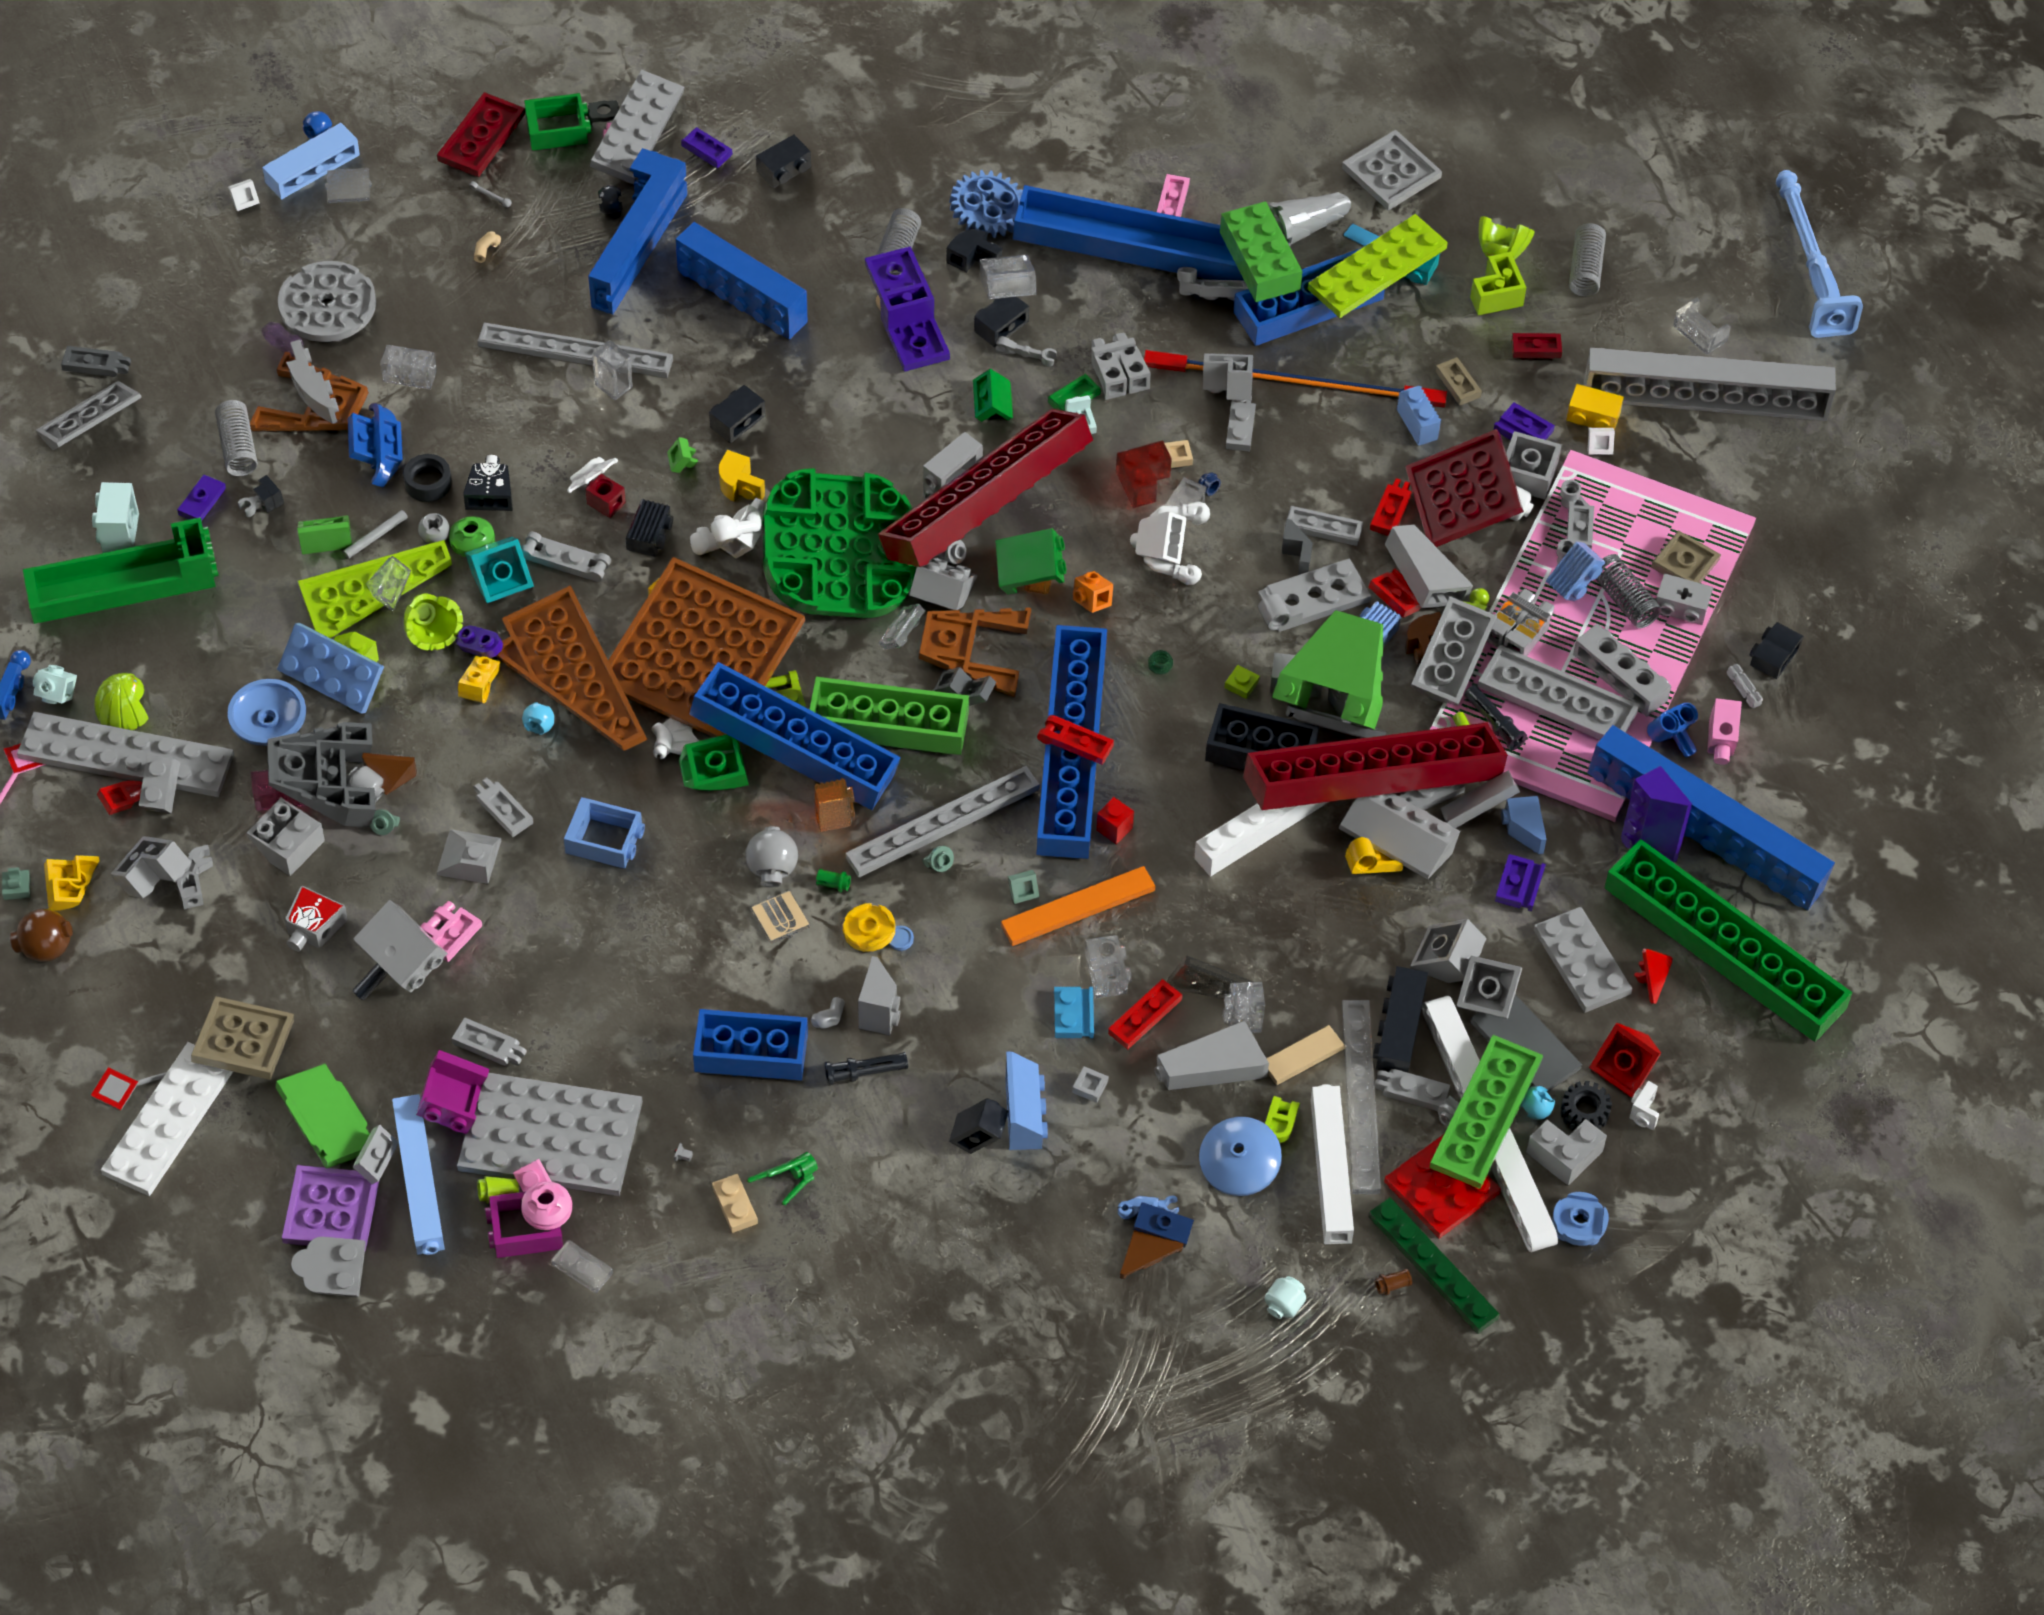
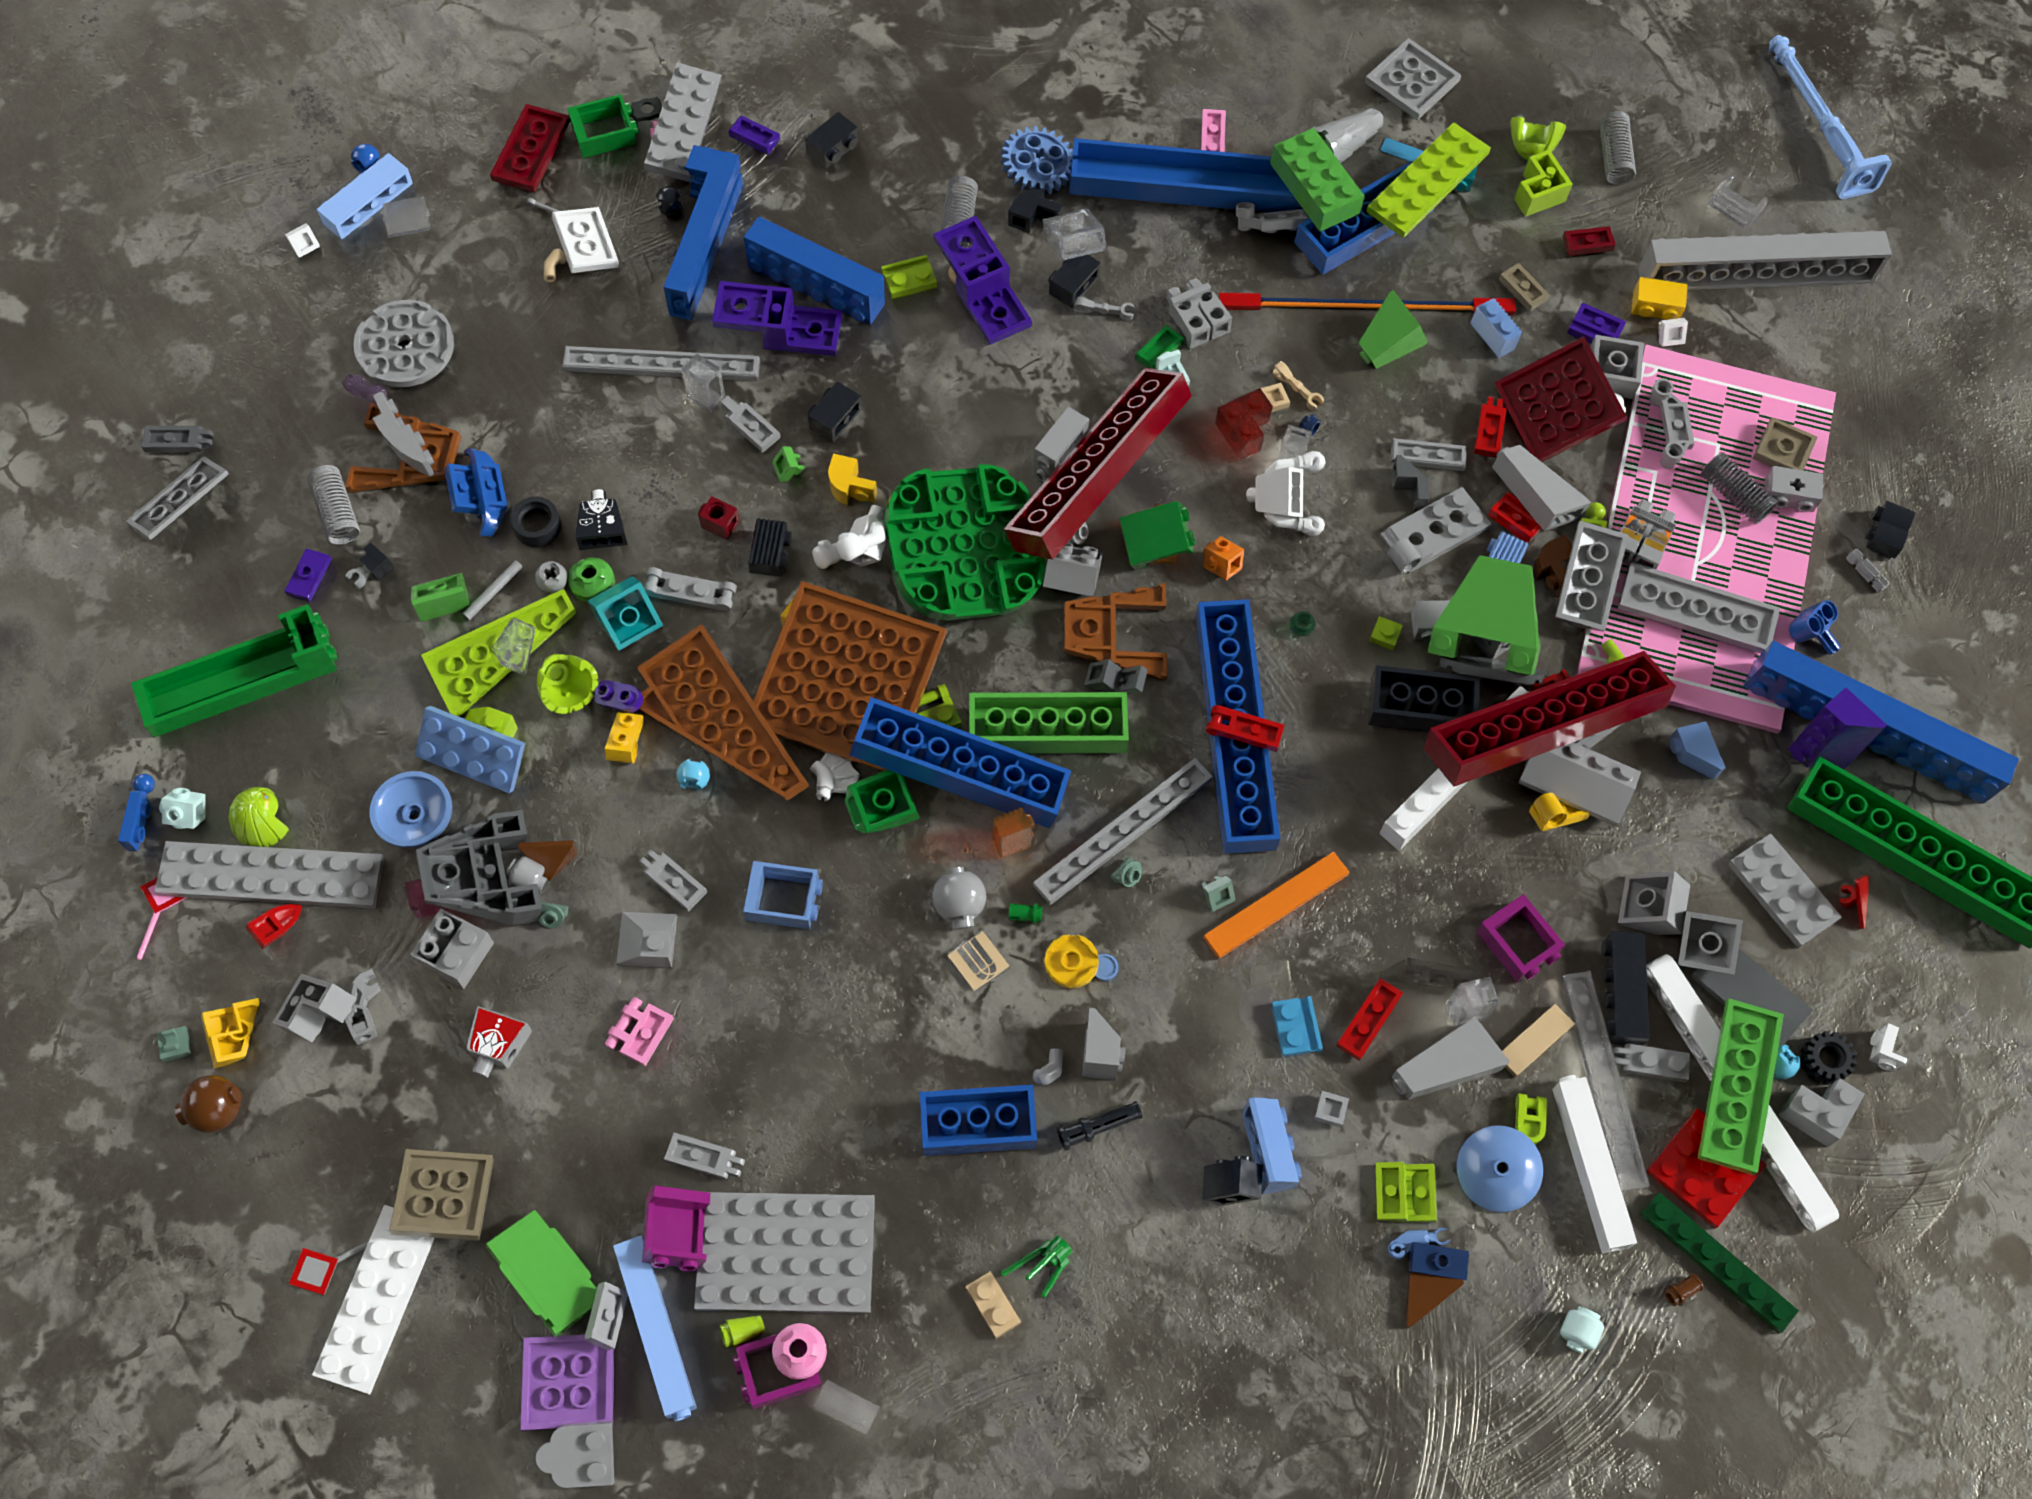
camera: 10 degrees left, 10 degrees up
(115, 516) = (221, 611): light aqua brick -> none
(159, 783) = (309, 909): light grey brick -> none
(399, 950) = (592, 1067): light grey piece -> none
(408, 366) = (497, 404): clear brick -> none
(520, 226) = (585, 240): none -> white tile
(531, 1175) = (776, 1312): bright pink plate -> none
(589, 471) = (699, 494): white arm -> none
(651, 415) = (750, 424): none -> light grey hinge
(681, 1153) = (928, 1254): light grey piece -> none
(696, 320) = (774, 314): none -> dark purple bracket
(836, 299) = (909, 276): none -> lime plate
(901, 627) = (1041, 621): clear plate -> none
(992, 396) = (1080, 360): green panel -> none
(1104, 966) = (1314, 972): clear brick -> none
(1115, 820) = (1296, 806): red brick -> none
(1146, 1165) = (1406, 1192): none -> lime slope
(1193, 432) = (1284, 374): none -> tan piece
(1229, 373) = (1309, 307): light grey brick -> none
(1240, 426) = (1326, 358): light grey hinge -> none
(1300, 942) = (1505, 954): none -> magenta window
(1309, 407) = (1391, 333): none -> bright green slope
(1447, 1110) = (1697, 1085): light grey plate -> none
(1480, 799) = (1649, 731): light grey slope -> none
(1502, 725) = (1653, 647): black pin -> none
(1519, 882) = (1705, 815): dark purple plate -> none
(1576, 572) = (1689, 475): medium blue brick -> none
(1580, 1233) = (1869, 1183): medium blue plate -> none
(1607, 659) = (1759, 583): light grey brick -> none
(1626, 1058) = (1858, 999): red slope -> none
(1724, 729) = (1865, 623): bright pink torso -> none

